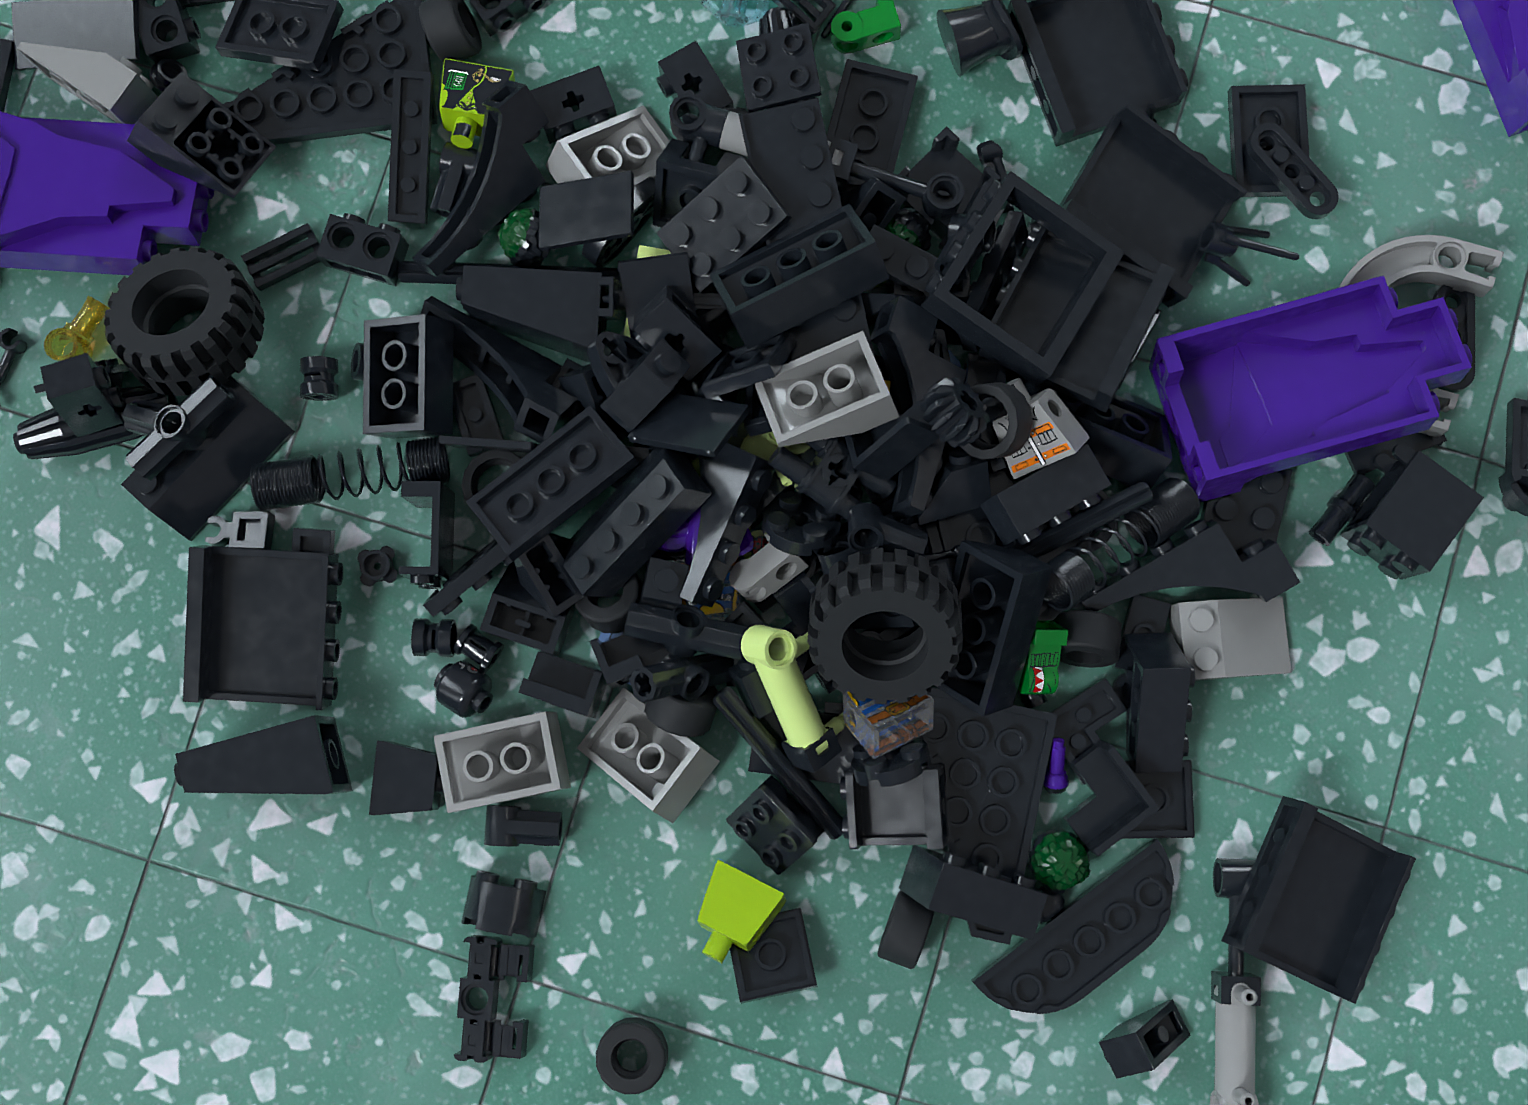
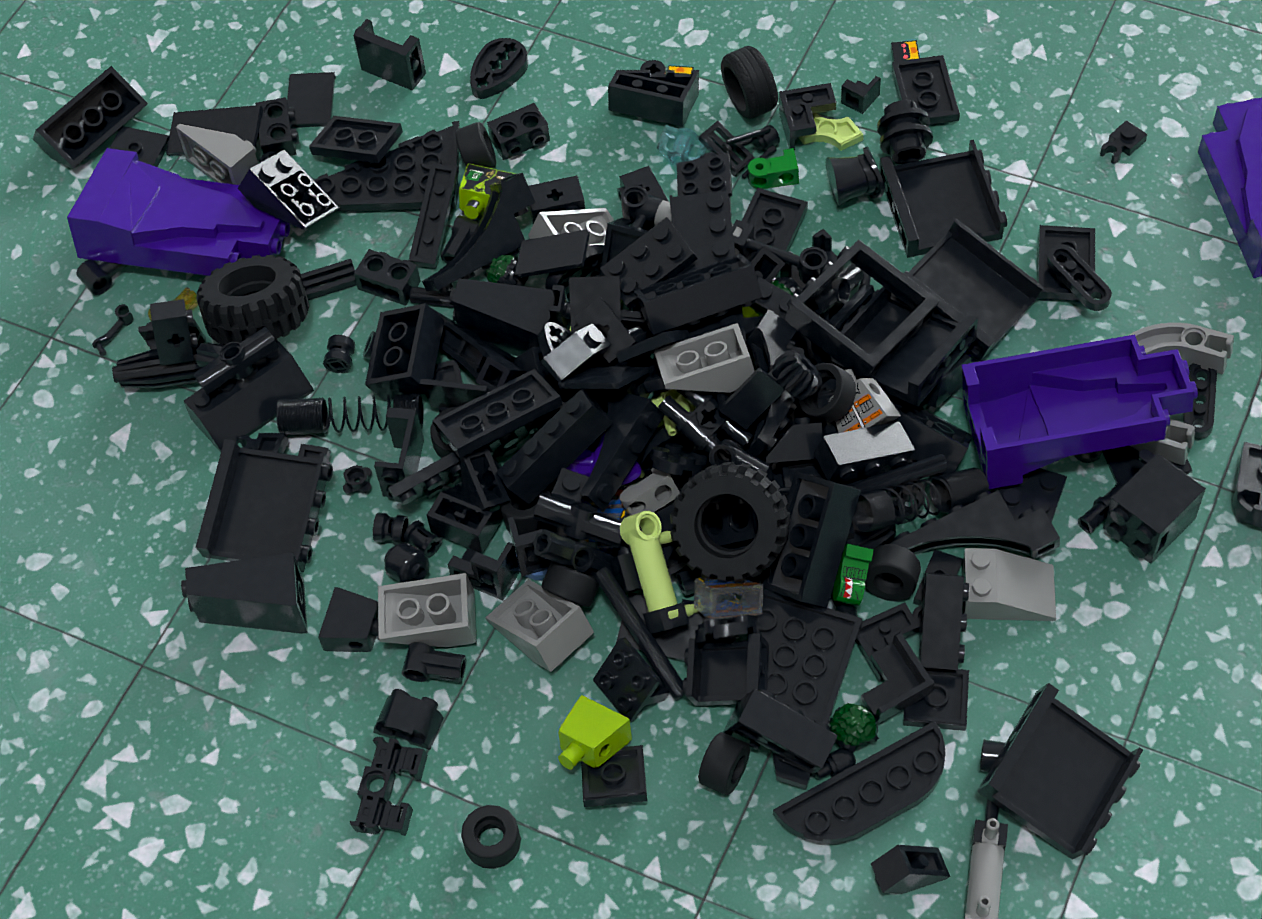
camera: 10 degrees right, 25 degrees down
(1056, 779) = (858, 671): dark purple piece -> none
(1222, 241) = (1022, 318): black plant -> none

